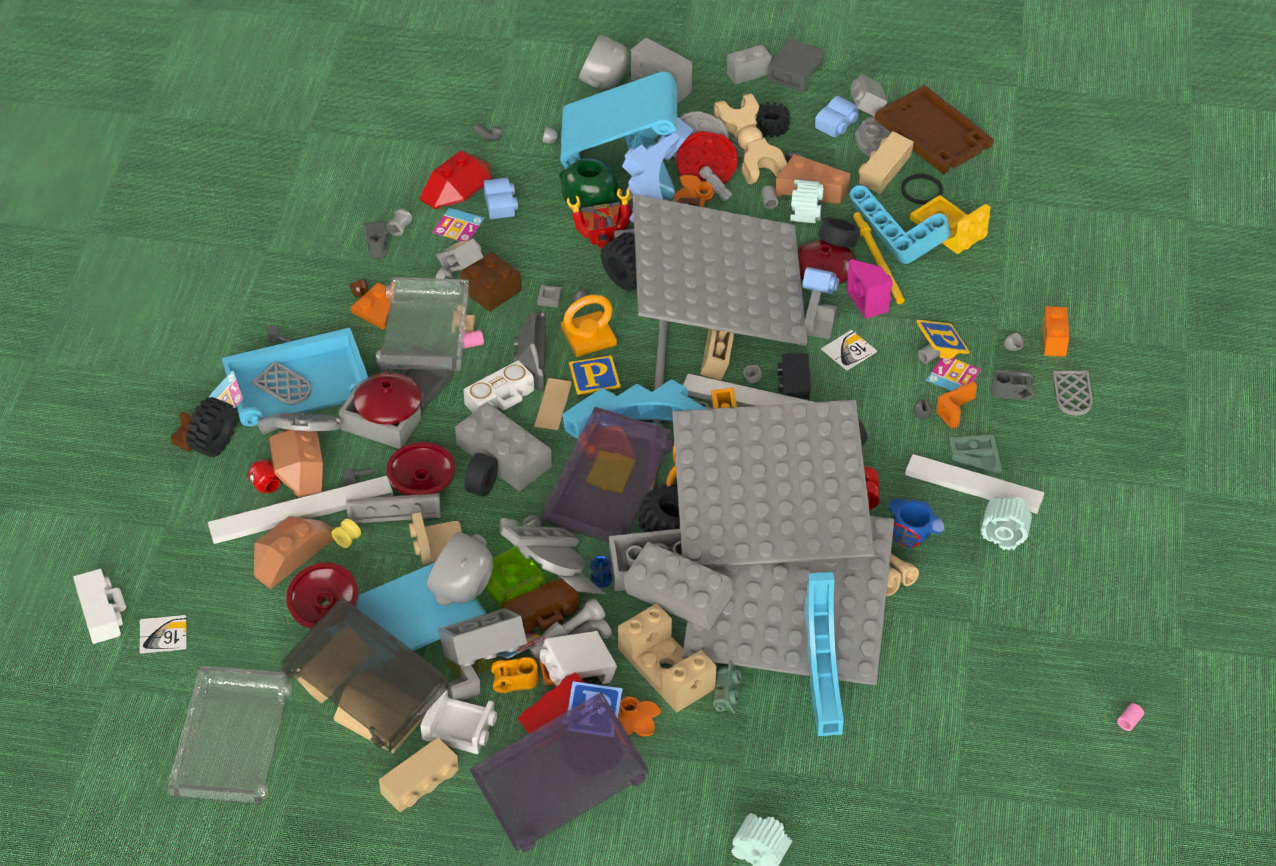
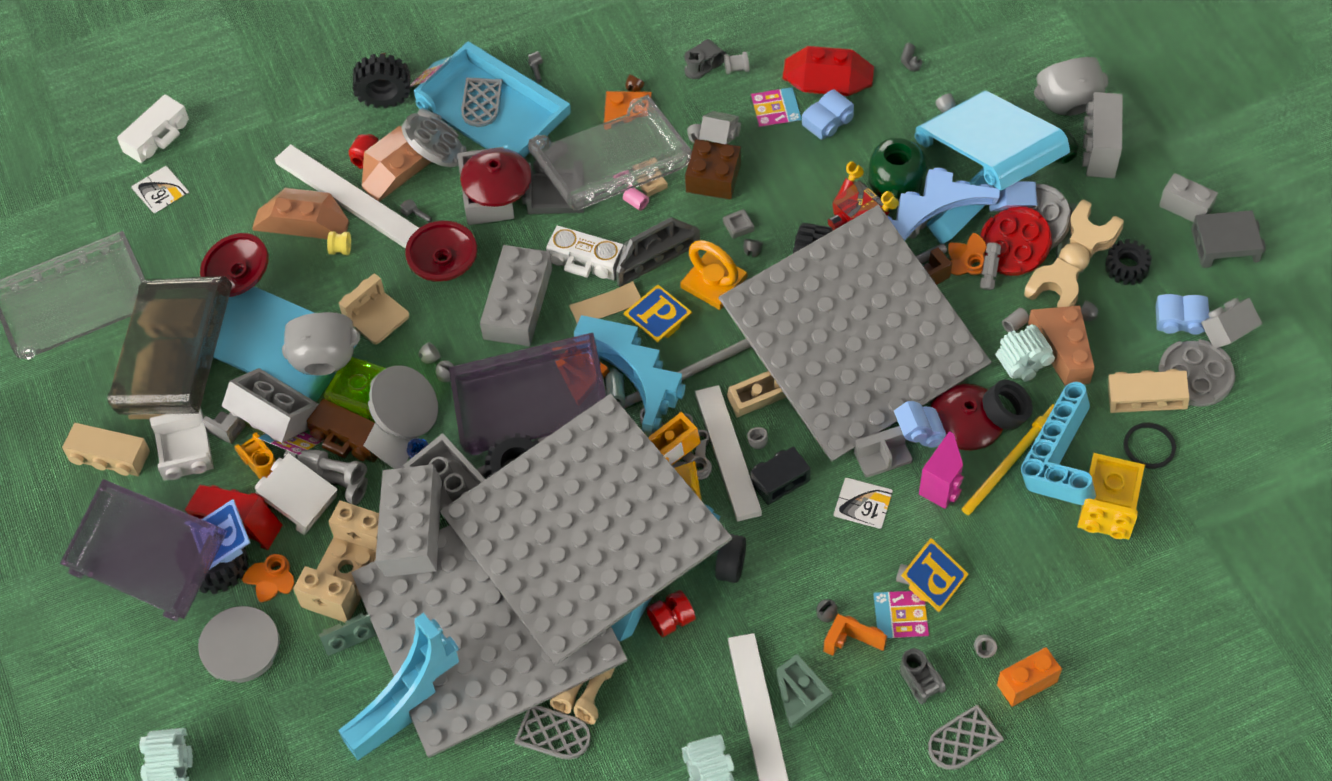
camera: 60 degrees right, 10 degrees up
(393, 508) = (389, 259): light grey tile -> none
(481, 474) = (465, 297): black tyre -> none
(540, 536) = (410, 381): light grey tile -> none
(611, 472) = (542, 393): clear yellow piece -> none
(682, 763) = (239, 644): none -> light grey tile
(913, 522) = (646, 679): blue piece -> none
(921, 613) = (548, 712): none -> light grey window
(935, 127) = (1241, 408): reddish brown door -> none

